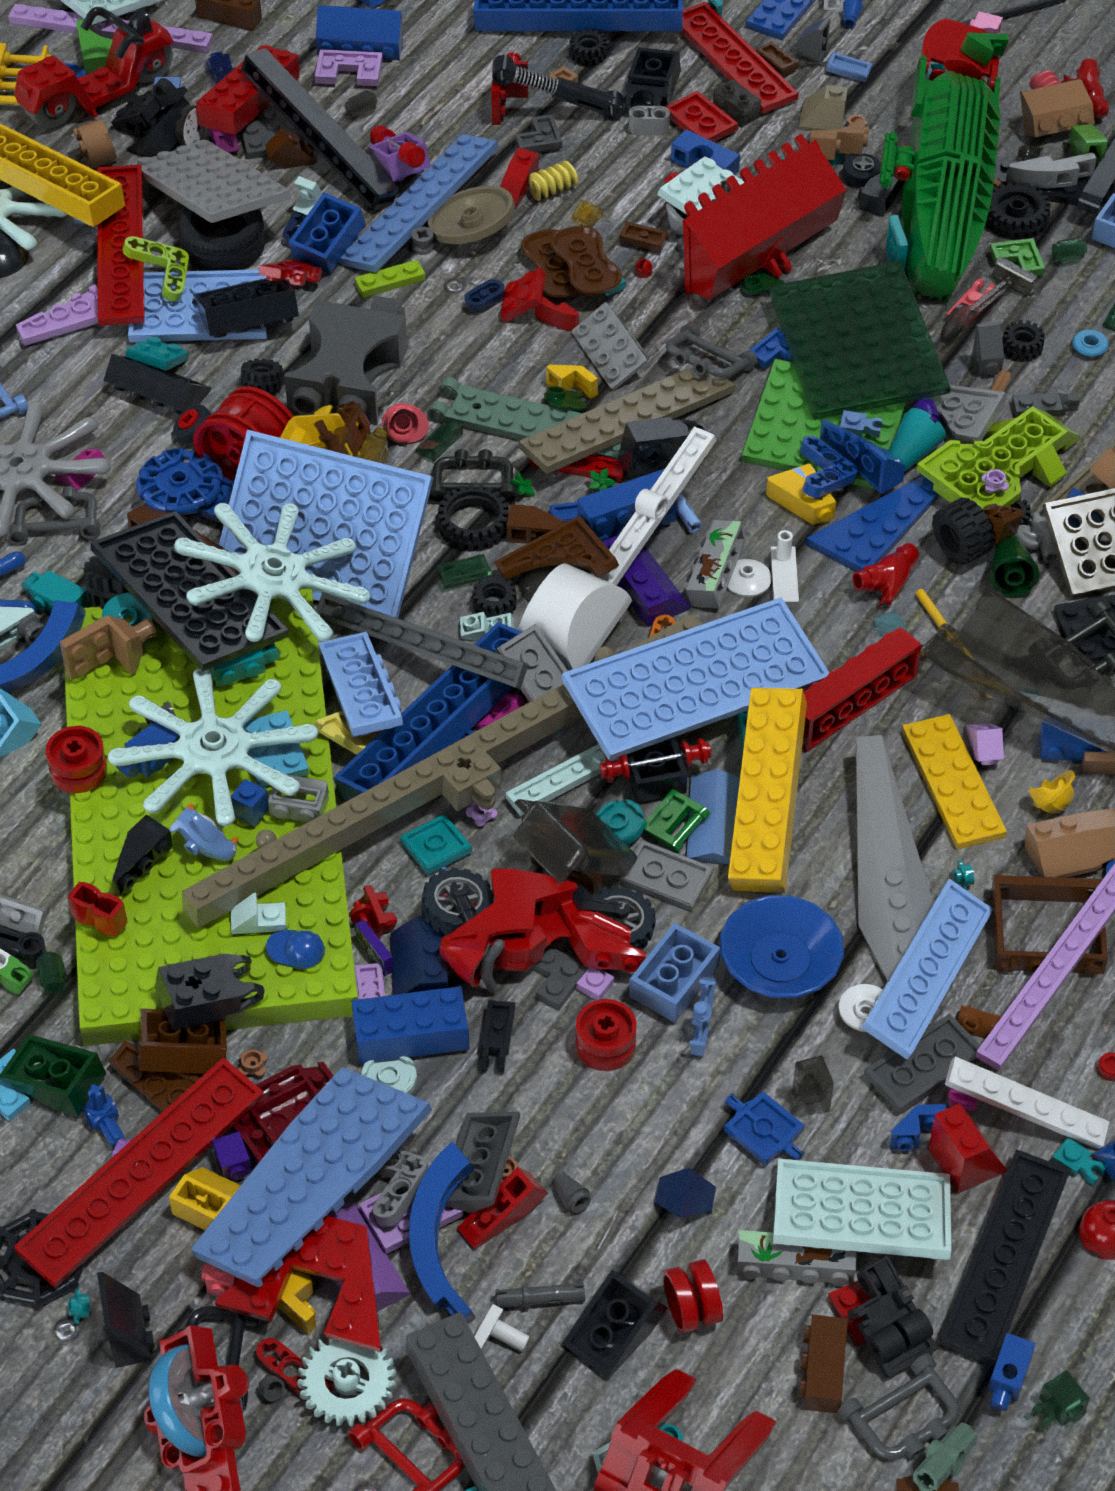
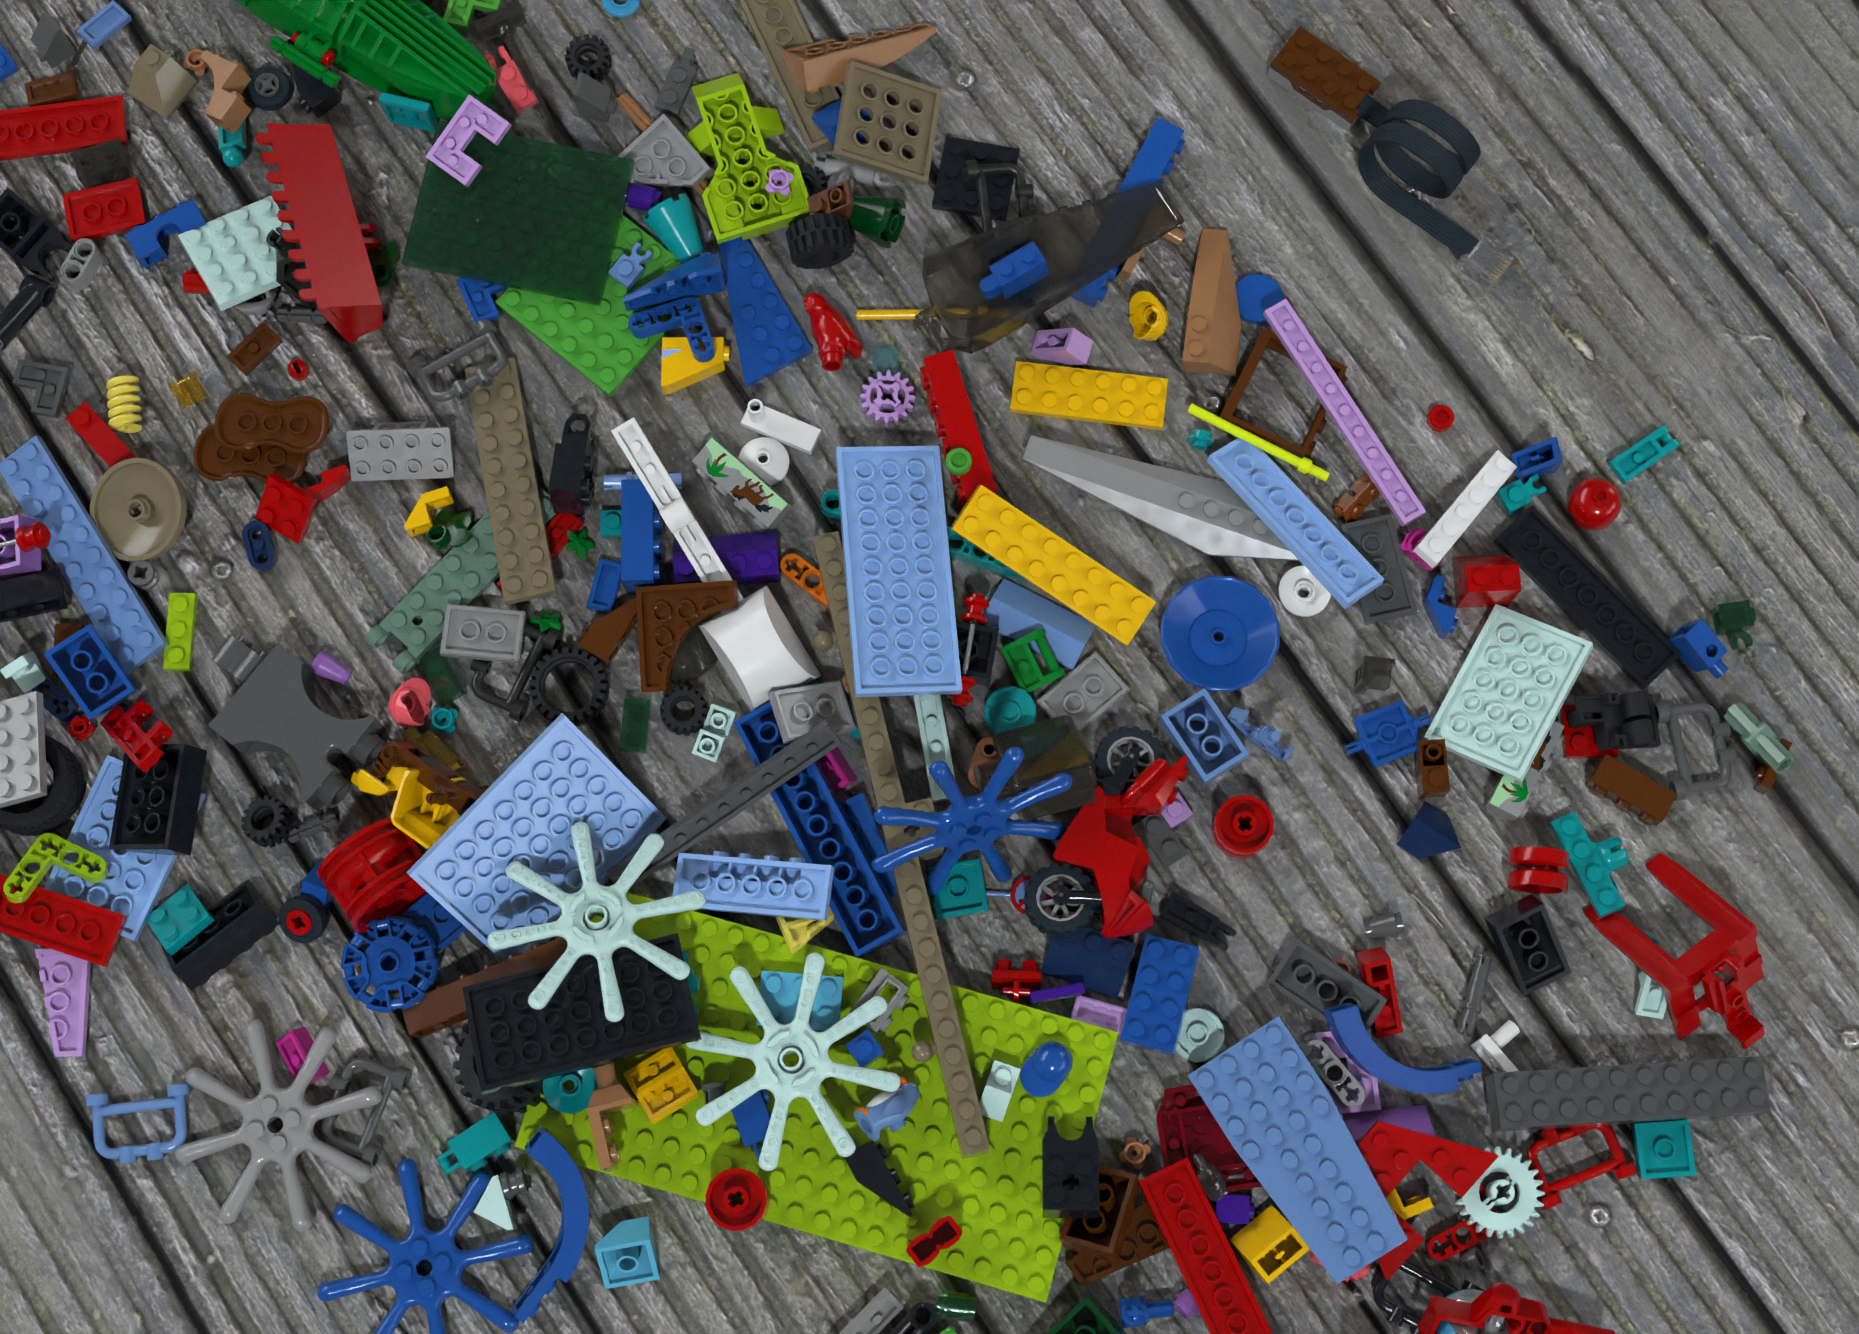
camera: 65 degrees left, 25 degrees up
(156, 679) = (661, 1084): none -> yellow slope
(250, 1118) = (1210, 1179): none -> clear smoke piece
(282, 251) = (86, 732): none -> red plate
(402, 452) = (440, 713): none -> teal plate
(408, 367) = (329, 667): none -> medium lavender cone
(487, 444) = (483, 633): none -> light grey tile
(487, 782) = (971, 821): none -> blue animal
(729, 1353) = (1592, 862): none -> teal plate
(747, 1173) = (1432, 769): none -> reddish brown slope
(819, 681) = (958, 461): none -> bright green tile
(854, 633) = (883, 387): none -> lavender gear
(910, 269) = (450, 145): none -> lavender plate
(989, 959) = (1303, 465): none -> neon yellow bar
(1026, 670) = (1015, 272): none -> blue brick

